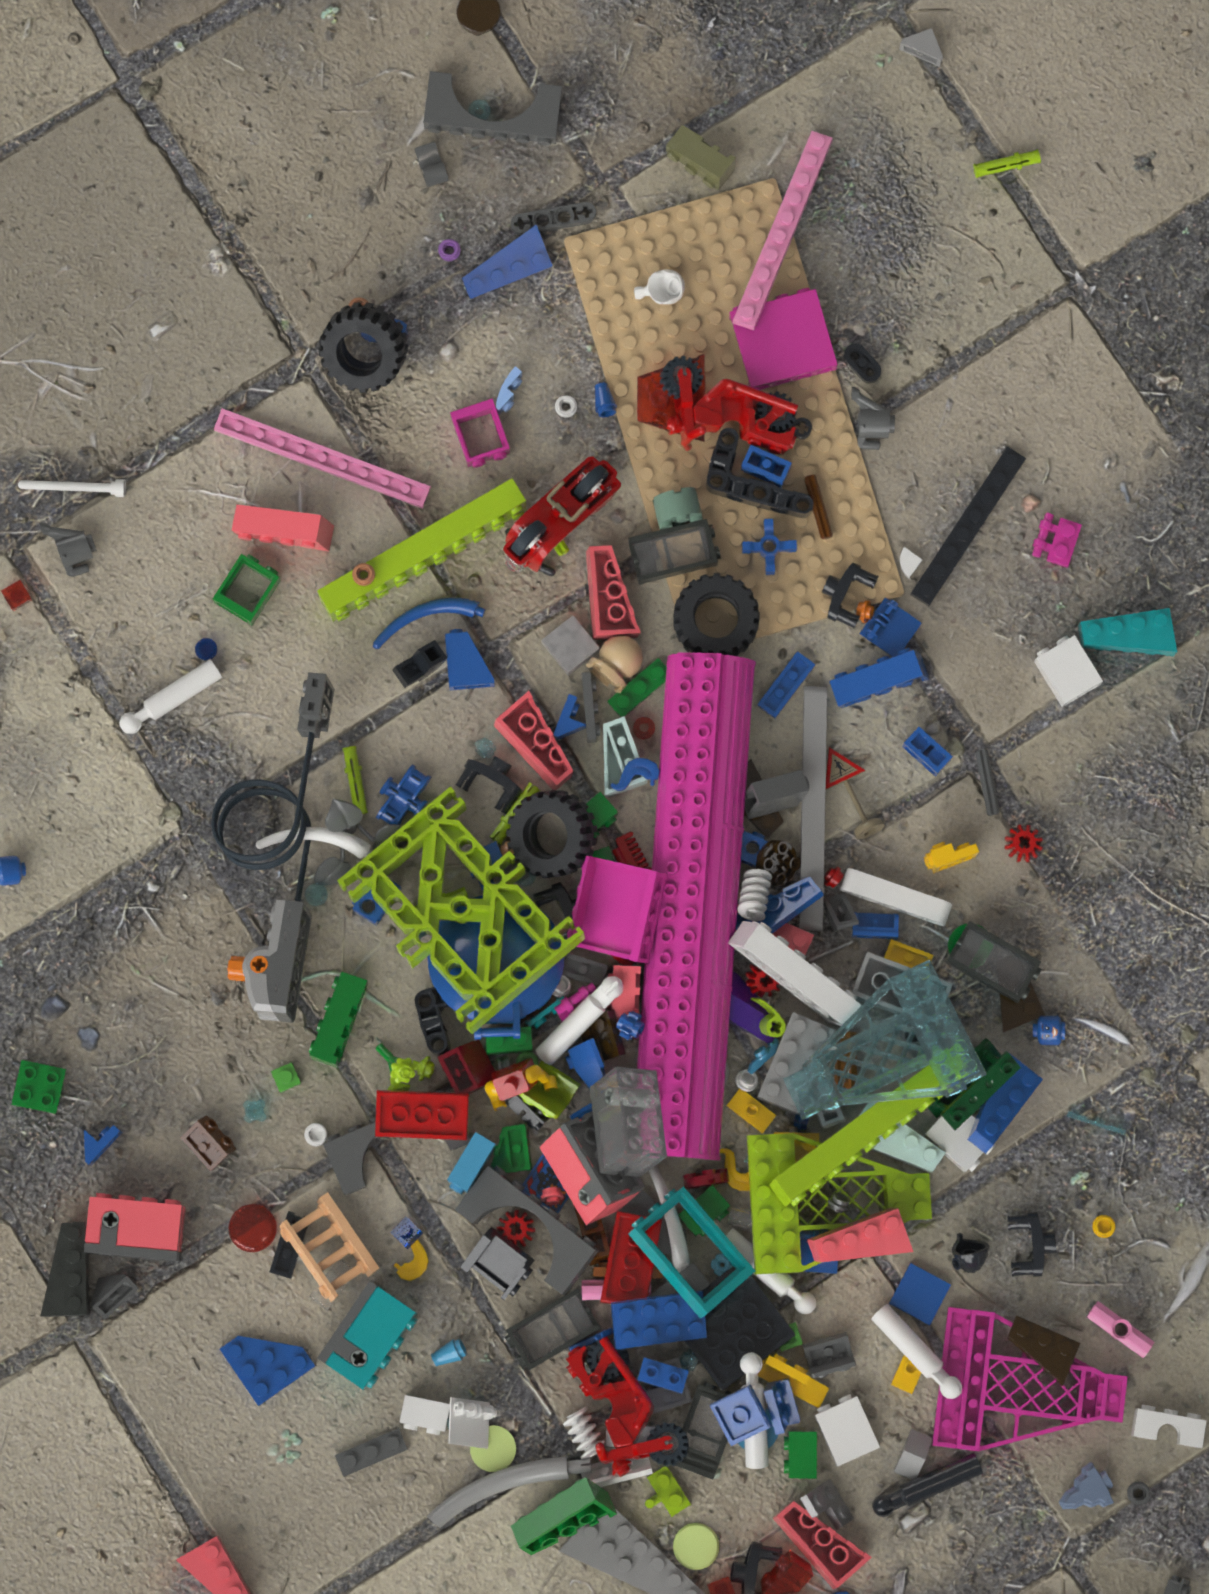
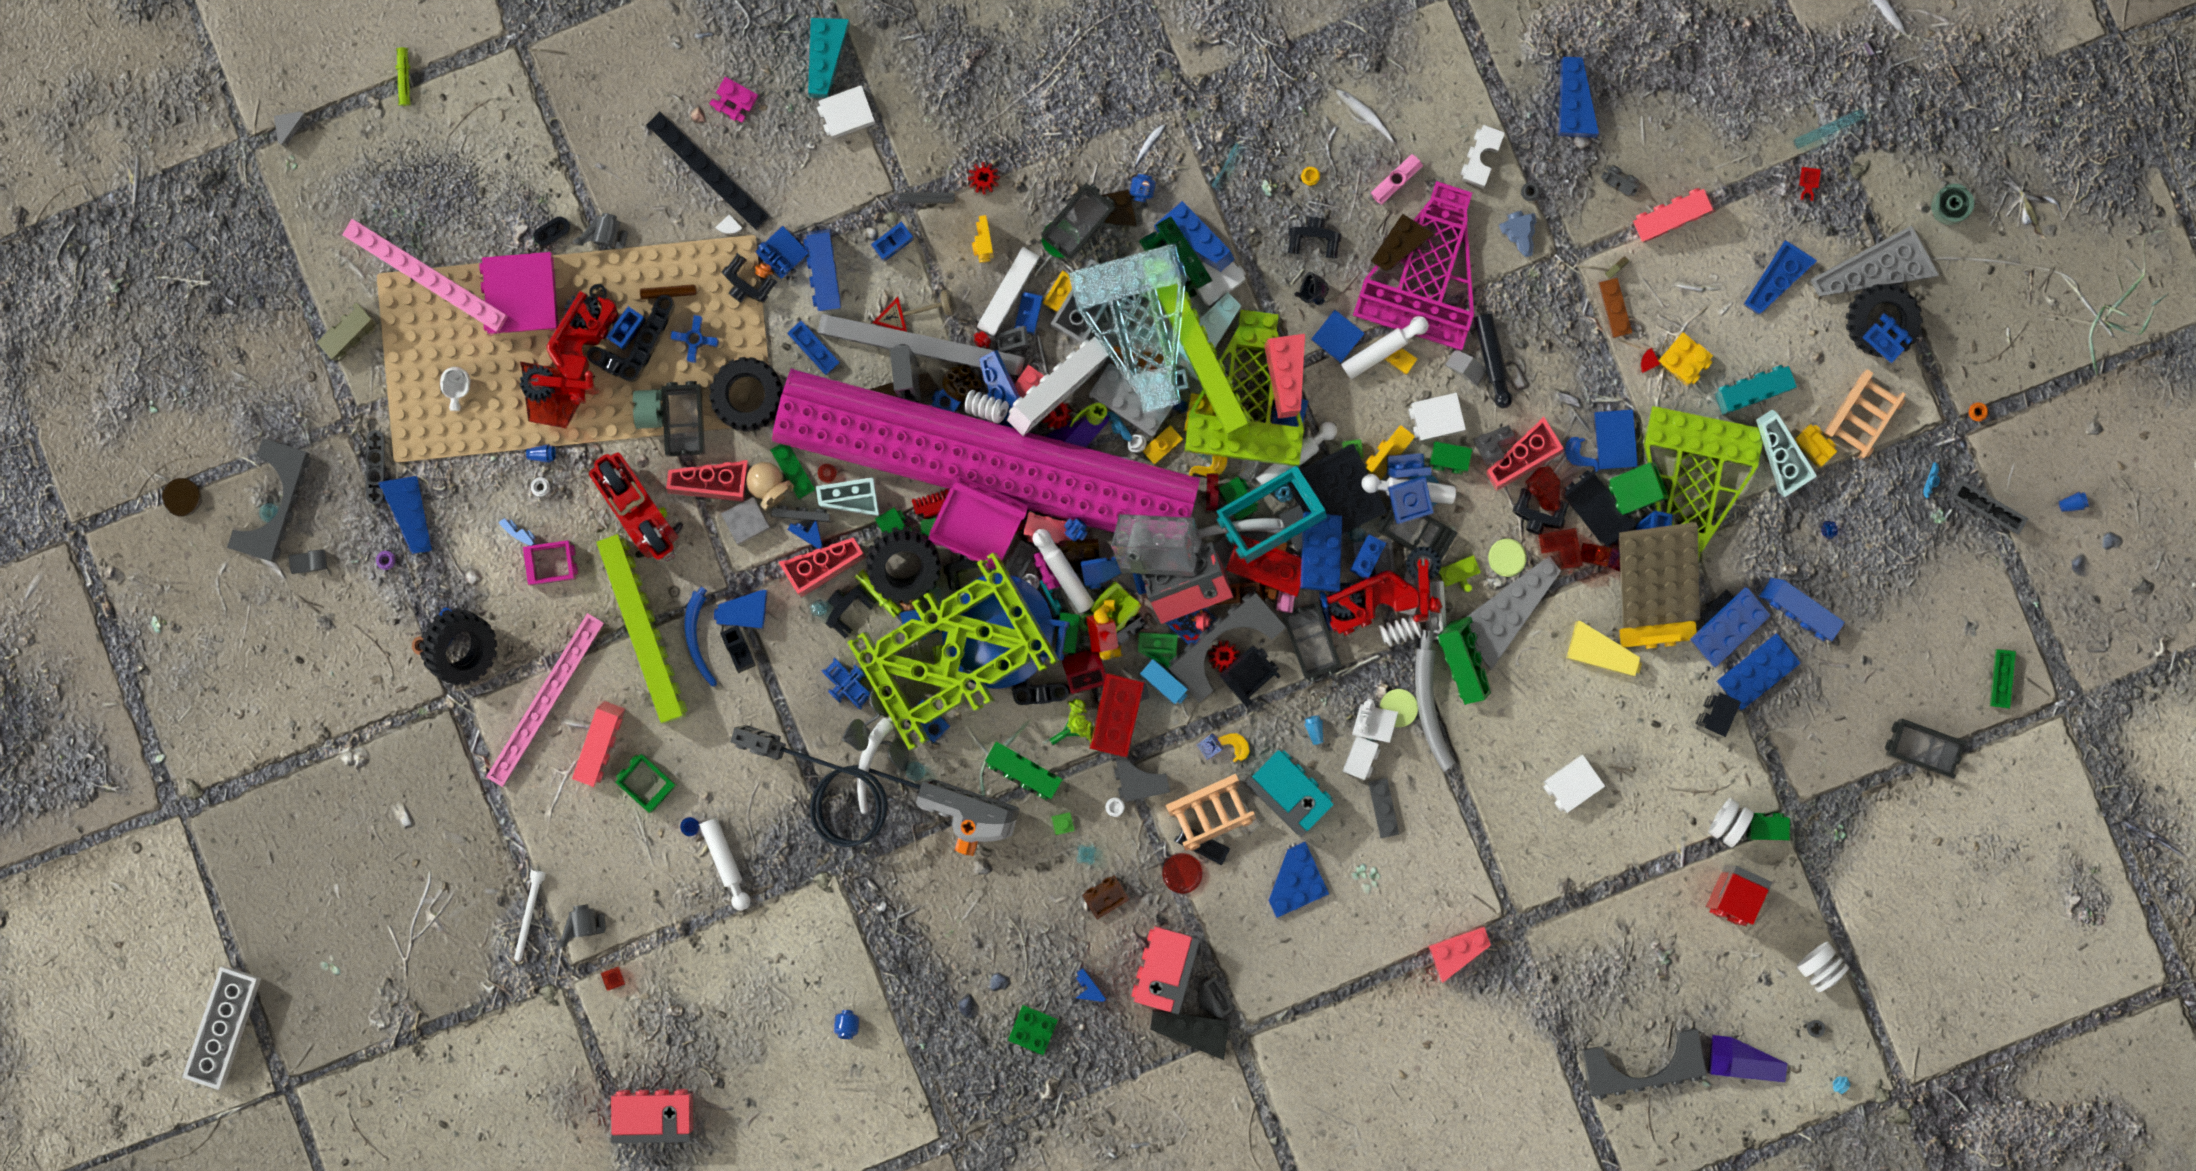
camera: 75 degrees left, 5 degrees up
(350, 753) = (801, 721): lime pin -> none
(360, 568) = (648, 681): nougat plate -> none
(637, 766) = (860, 482): blue piece -> none
(829, 1355) = (1374, 419): dark grey bracket -> none
(839, 1202) = (1253, 386): dark grey plate -> none

